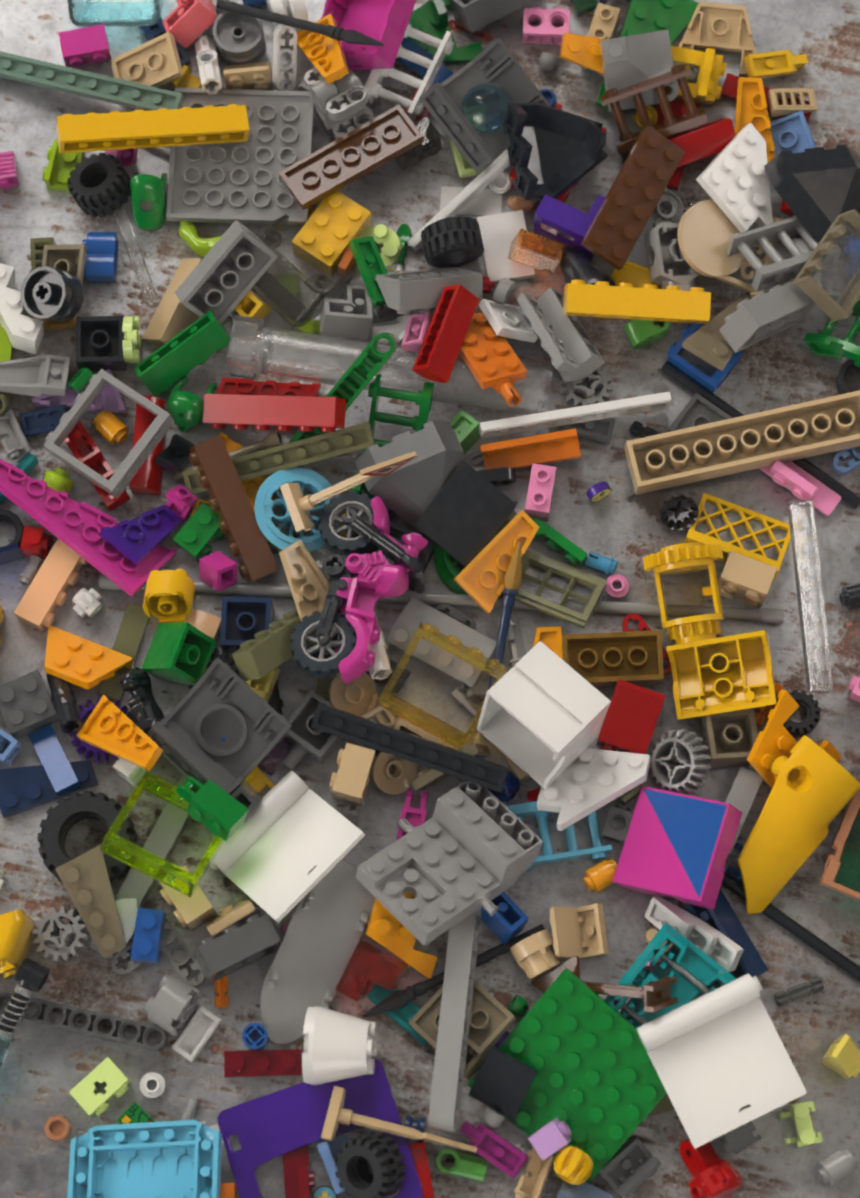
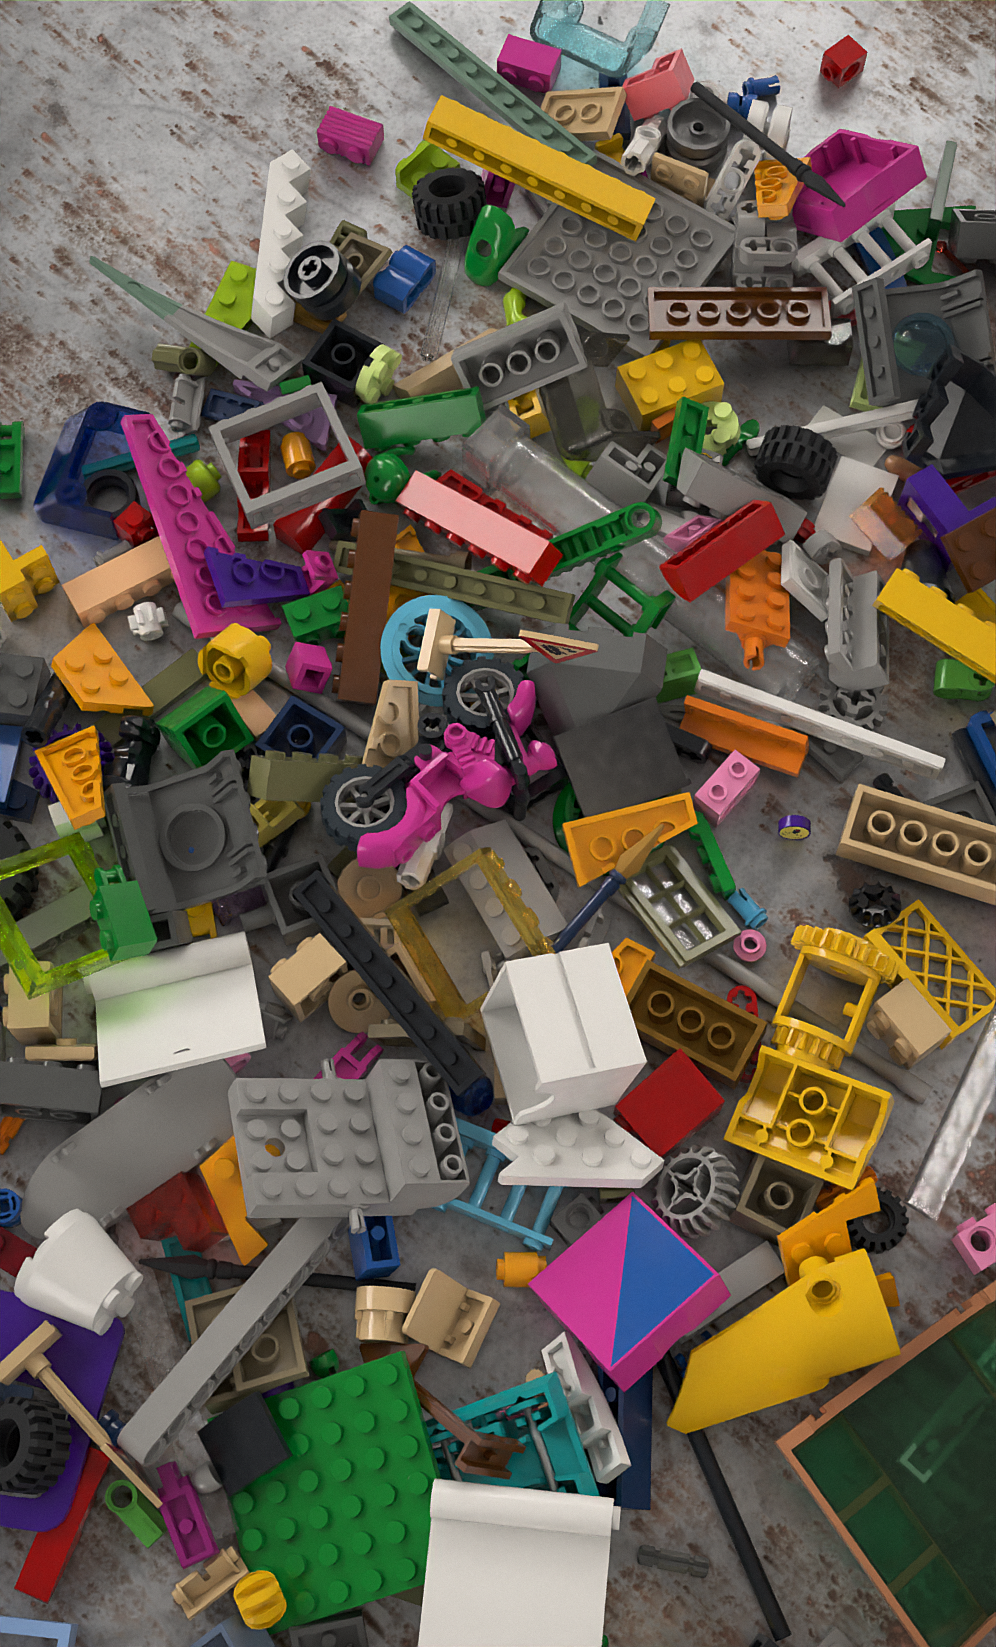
camera: 30 degrees right, 5 degrees down
(550, 1138) = (255, 1548): lavender brick -> none

